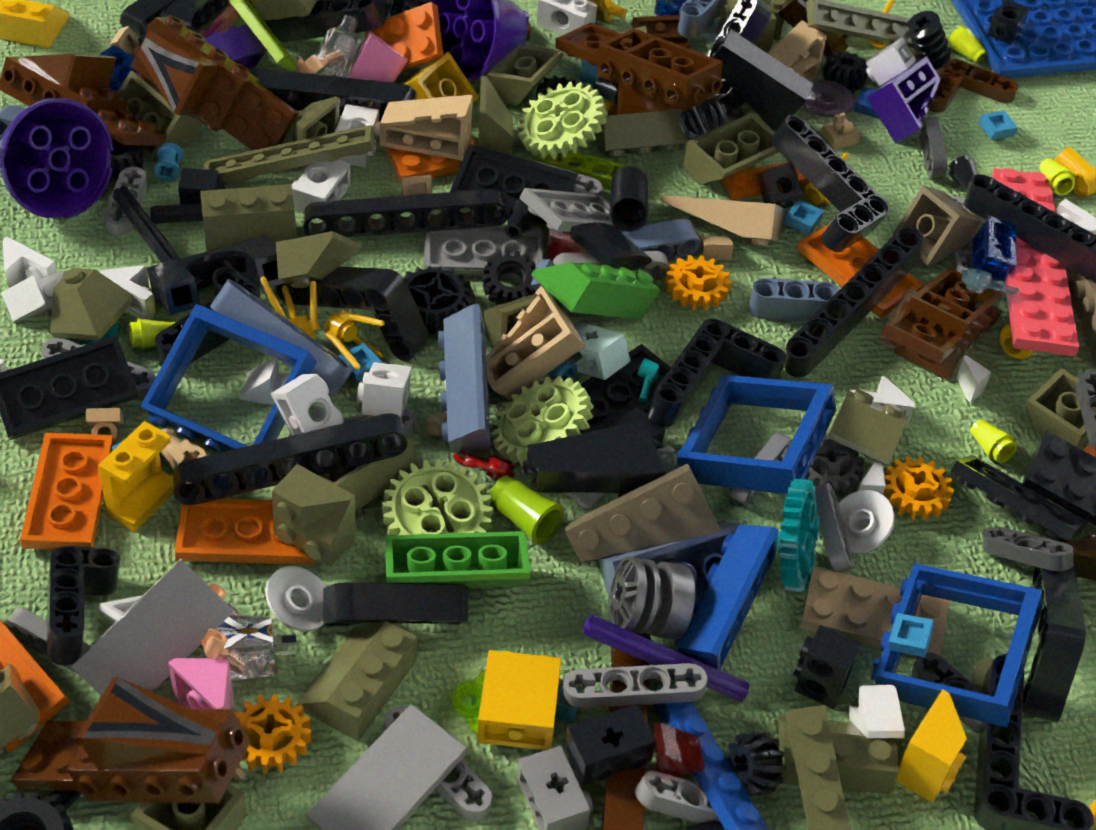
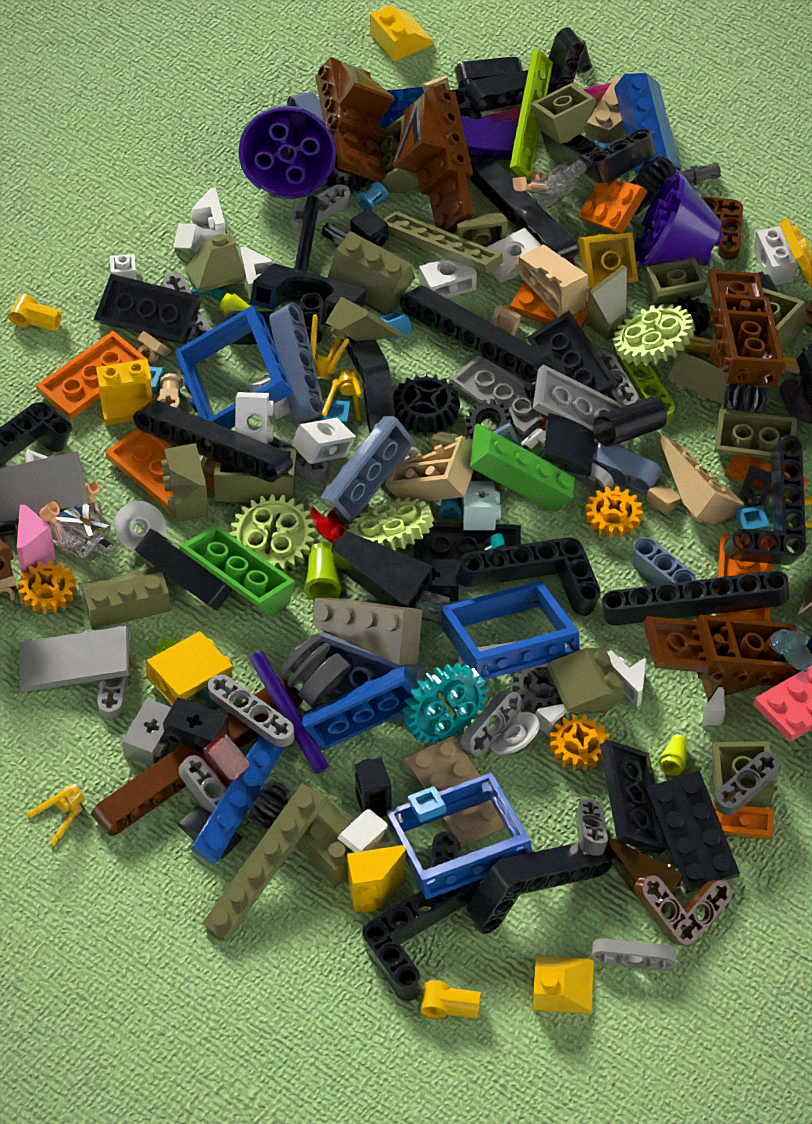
camera: 50 degrees right, 5 degrees up
(377, 61) = (577, 209): bright pink slope -> none

